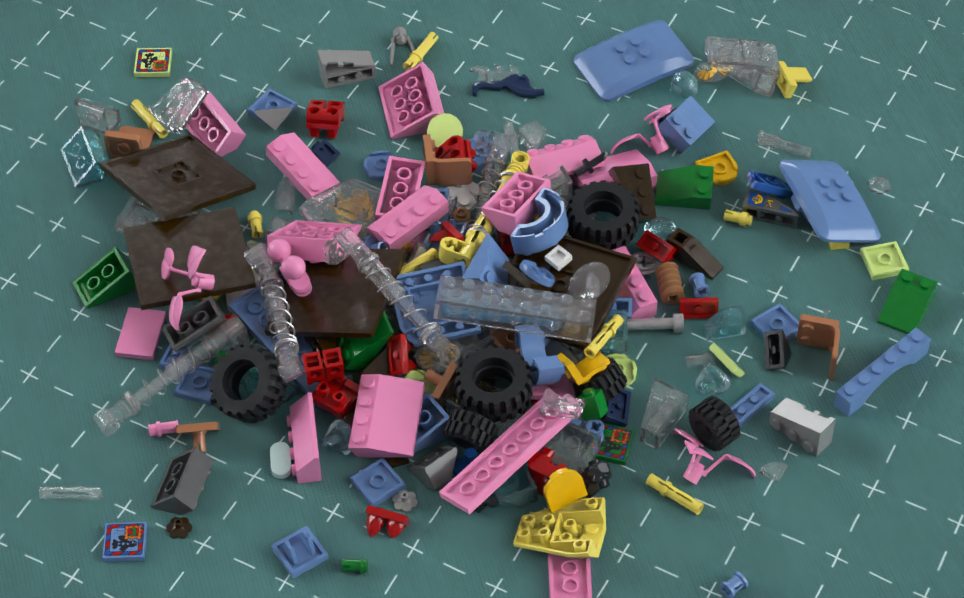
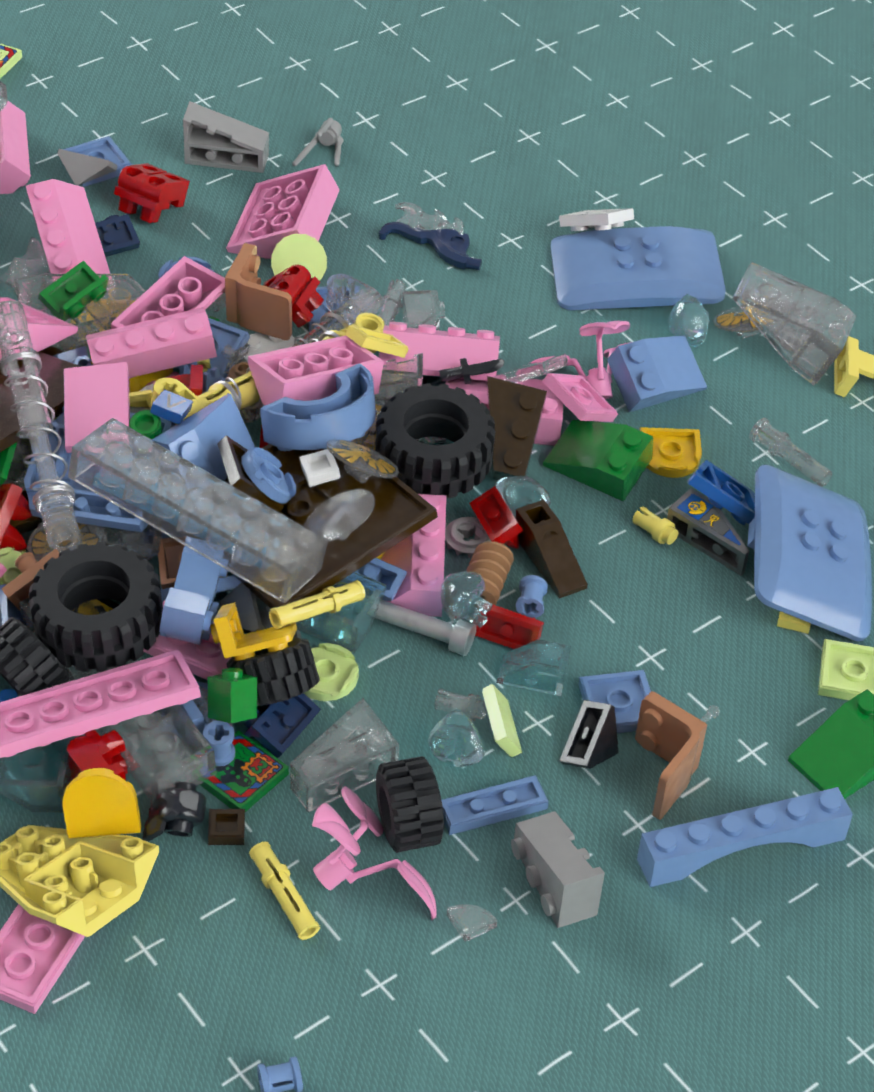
camera: 20 degrees right, 5 degrees down
(337, 202) = (74, 291): none -> green bracket
(416, 269) = (93, 398): none -> bright pink tile
(417, 55) = (348, 158): light yellow pin -> none
(452, 269) = (146, 424): none -> green tile
(462, 254) = (171, 406): none -> tile
(534, 167) = (376, 341): none -> light yellow tile
(561, 406) = (169, 673): clear tile -> none
(579, 244) = (361, 461): none -> shield
(599, 35) = (597, 219): none -> white plate
(622, 152) = (534, 369): none -> clear tile
(623, 474) = (226, 827): none -> dark brown tile
(657, 157) = (580, 397): none -> bright pink plate
(670, 302) = (462, 597): none -> clear light blue piece

